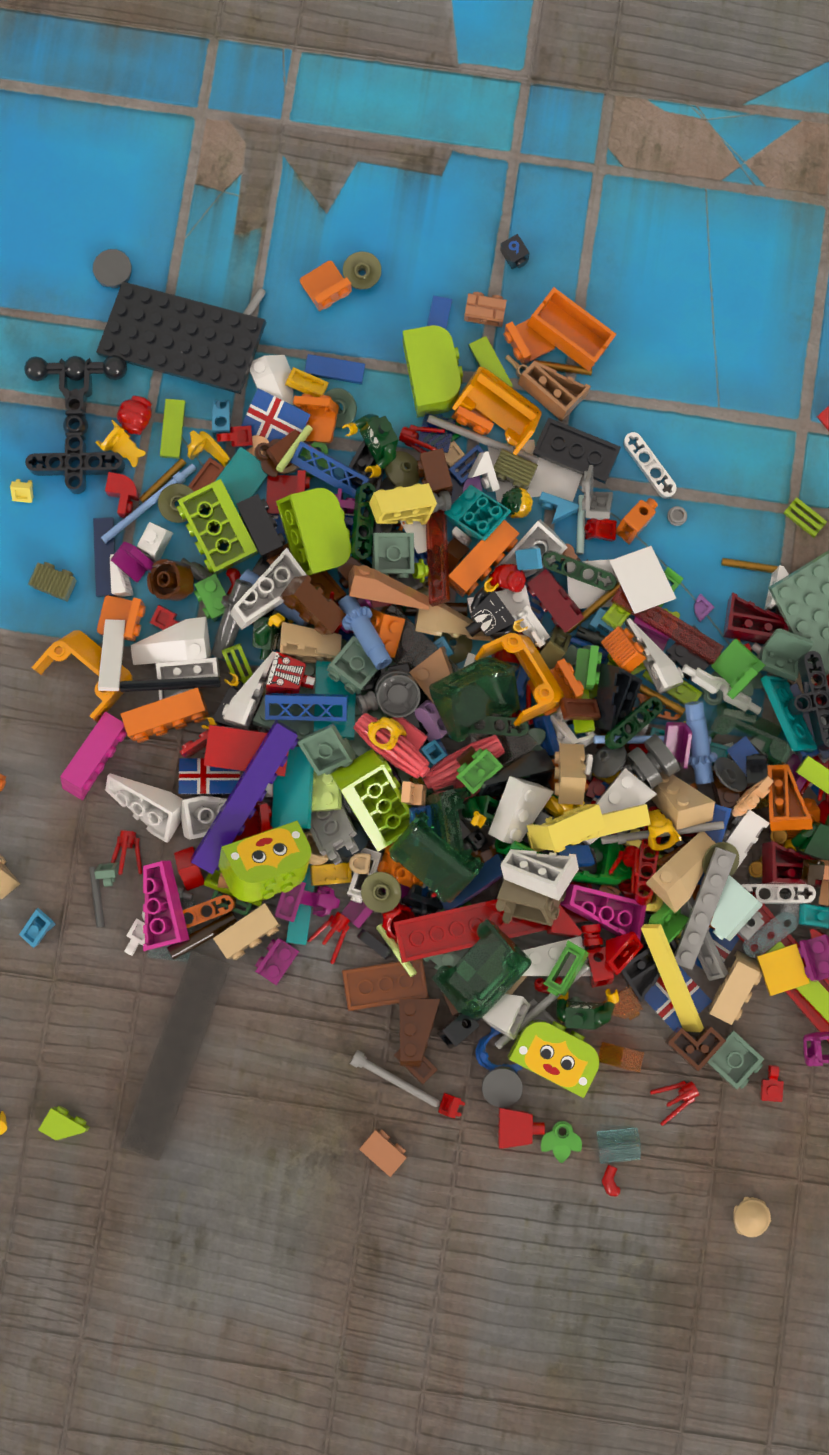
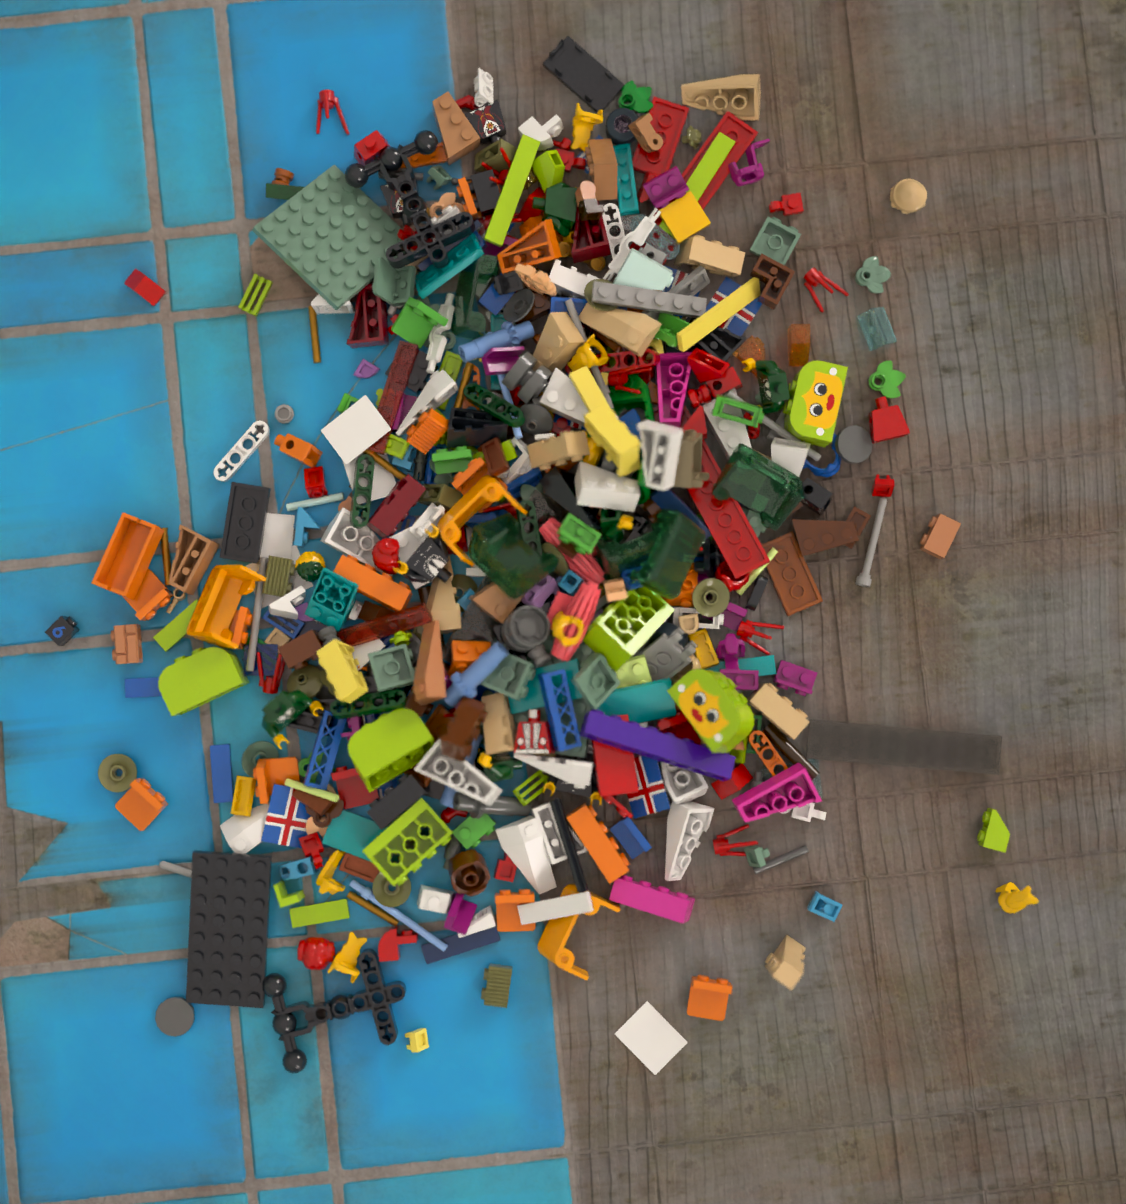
camera: 105 degrees left, 5 degrees up
(161, 751) = (630, 837): none -> blue panel
(199, 396) = (284, 898): none -> lime panel
(453, 746) = (562, 567): none -> olive dish
(529, 558) = (364, 539): dark azure slope -> none
(596, 504) = (291, 491): light grey bracket -> none
(609, 1183) = (911, 329): red arm -> none
(676, 1159) = (875, 275): none -> sand green plate
(773, 915) = (637, 236): none -> white piece

